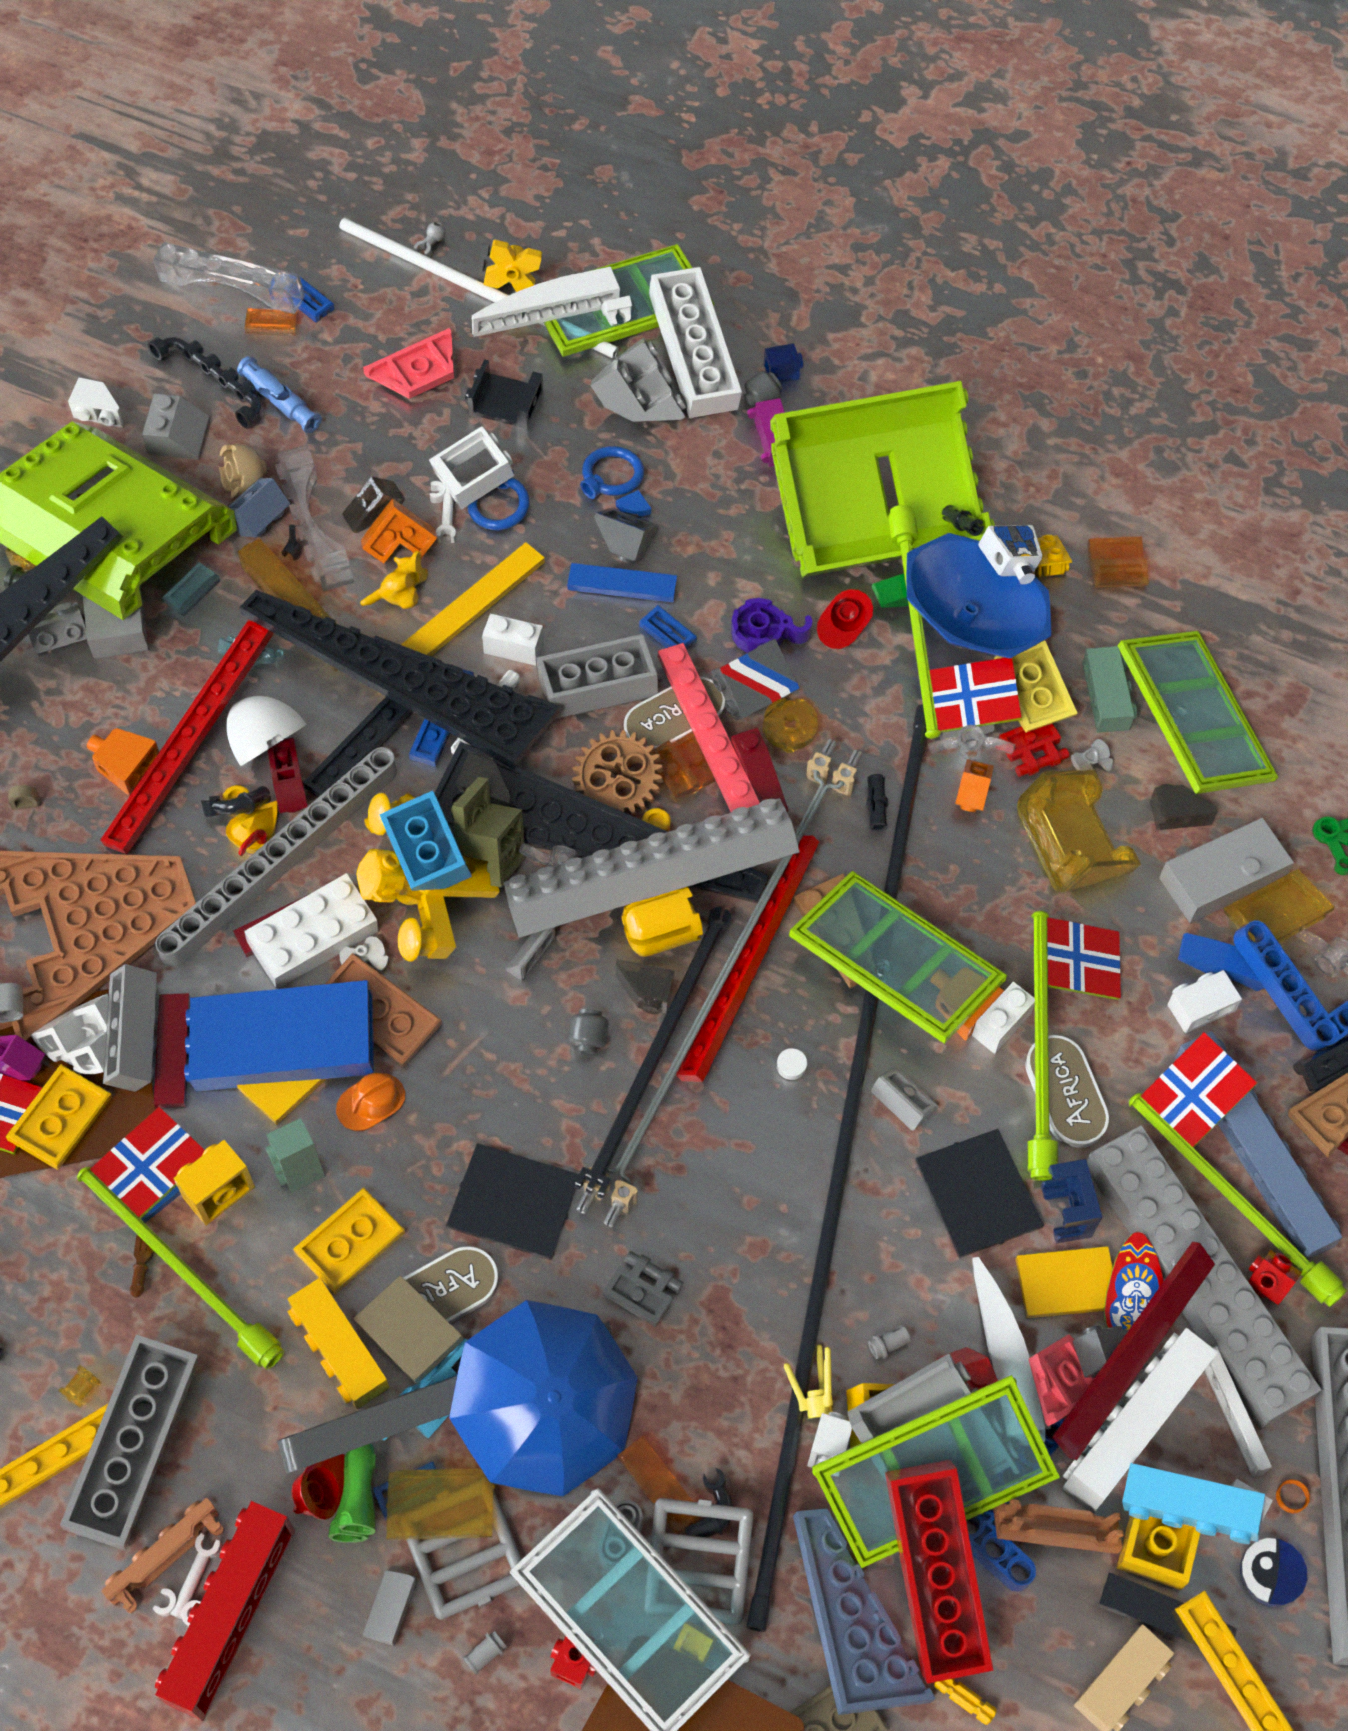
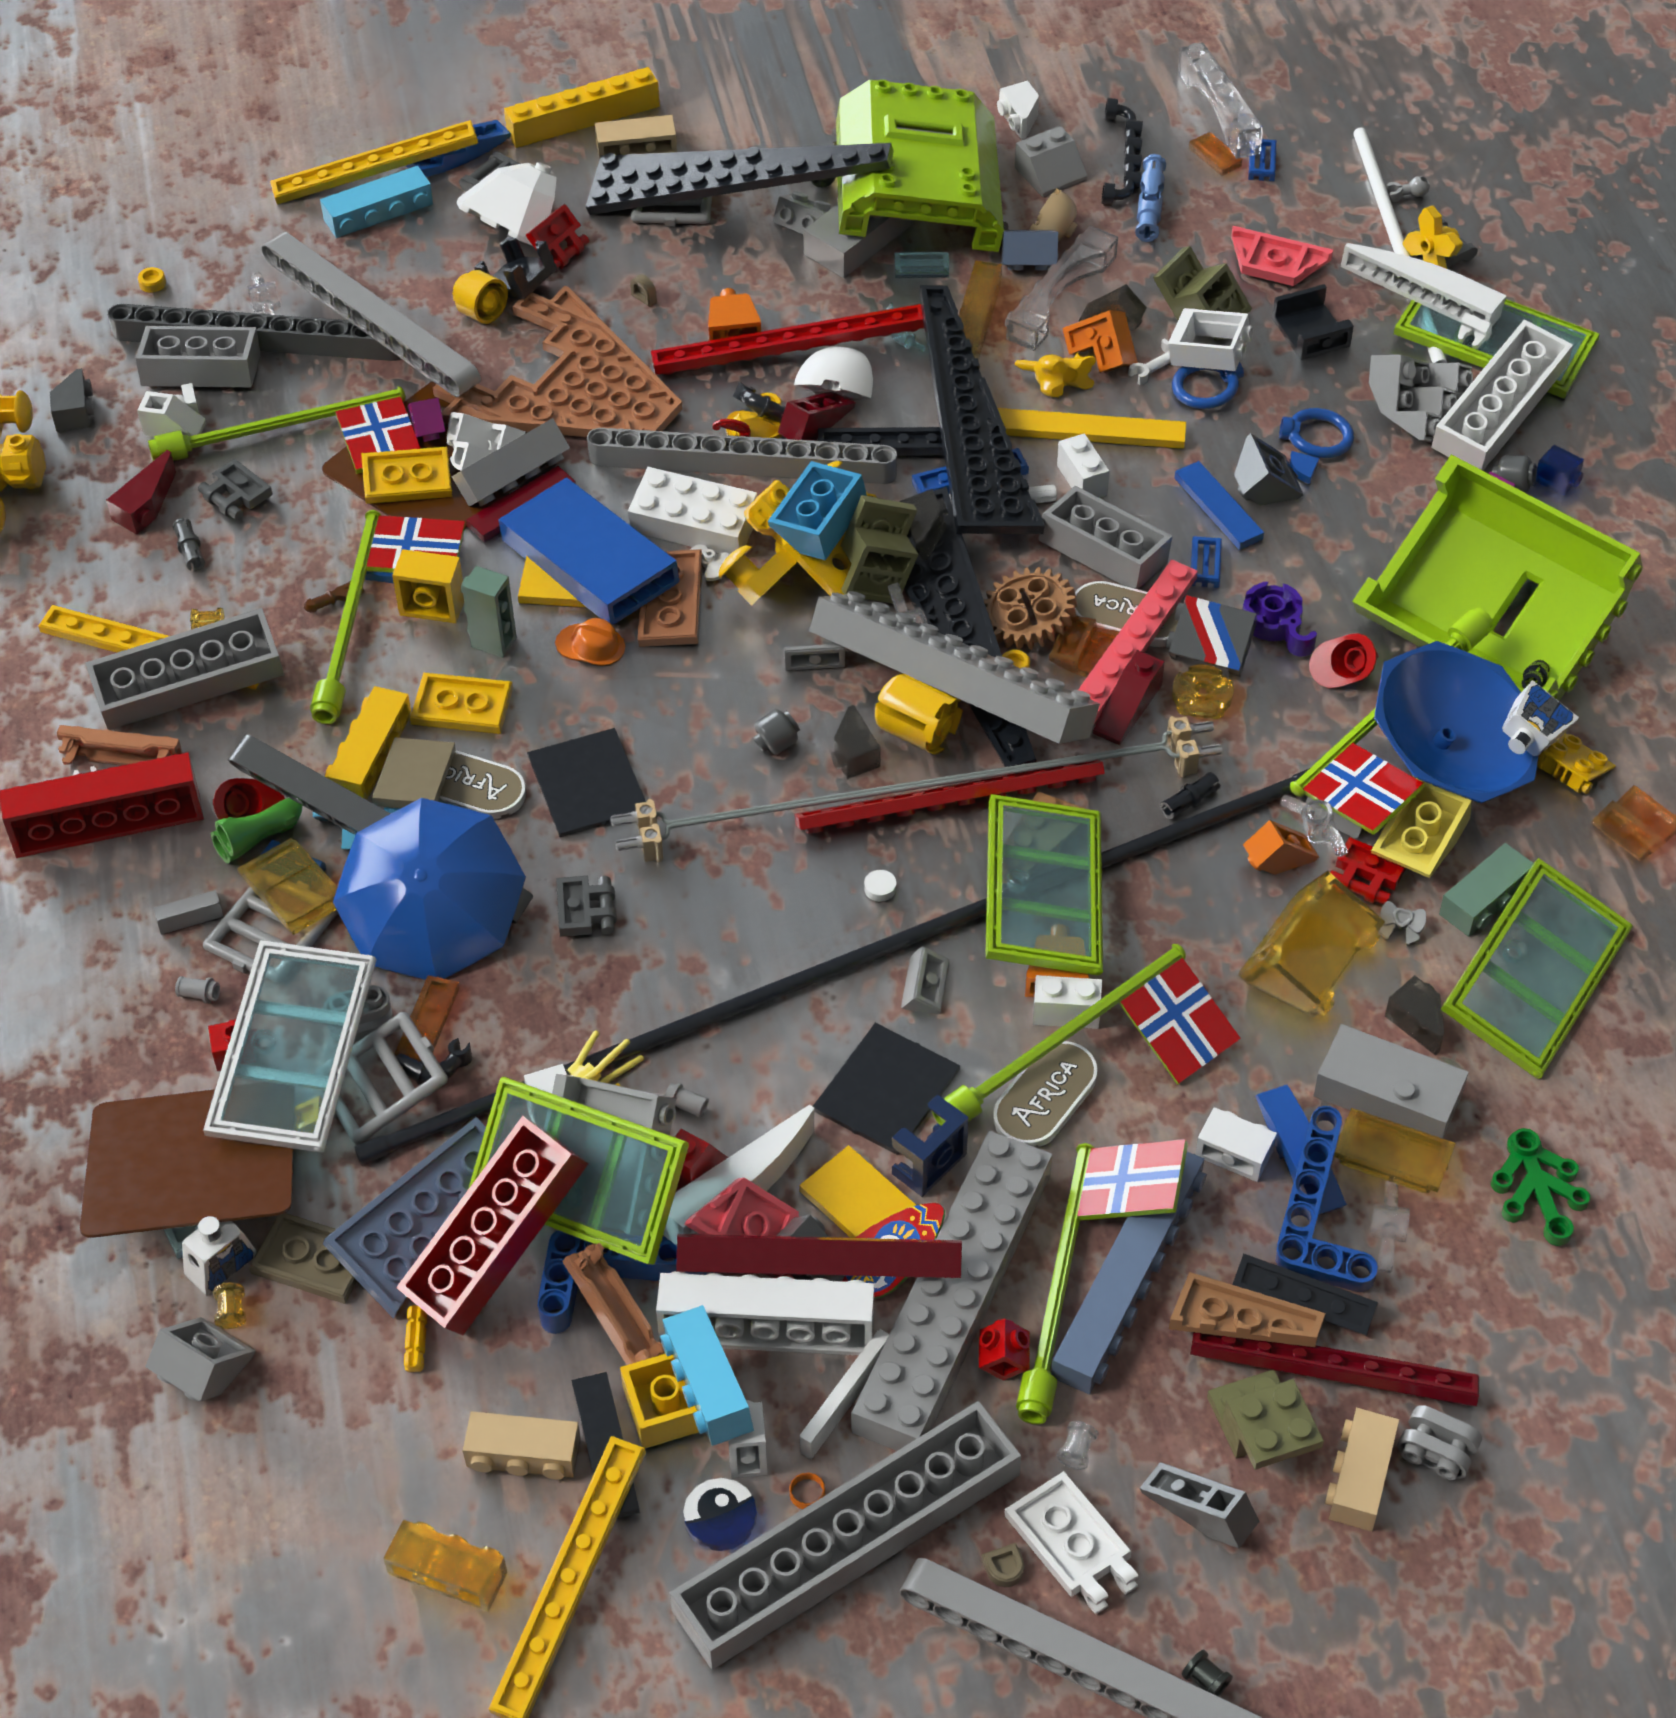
camera: 55 degrees right, 10 degrees down
(292, 546) = (1019, 293): black hand -> none
(413, 435) = (1192, 287): none -> olive bracket
(597, 1174) = (640, 807): black hinge -> none

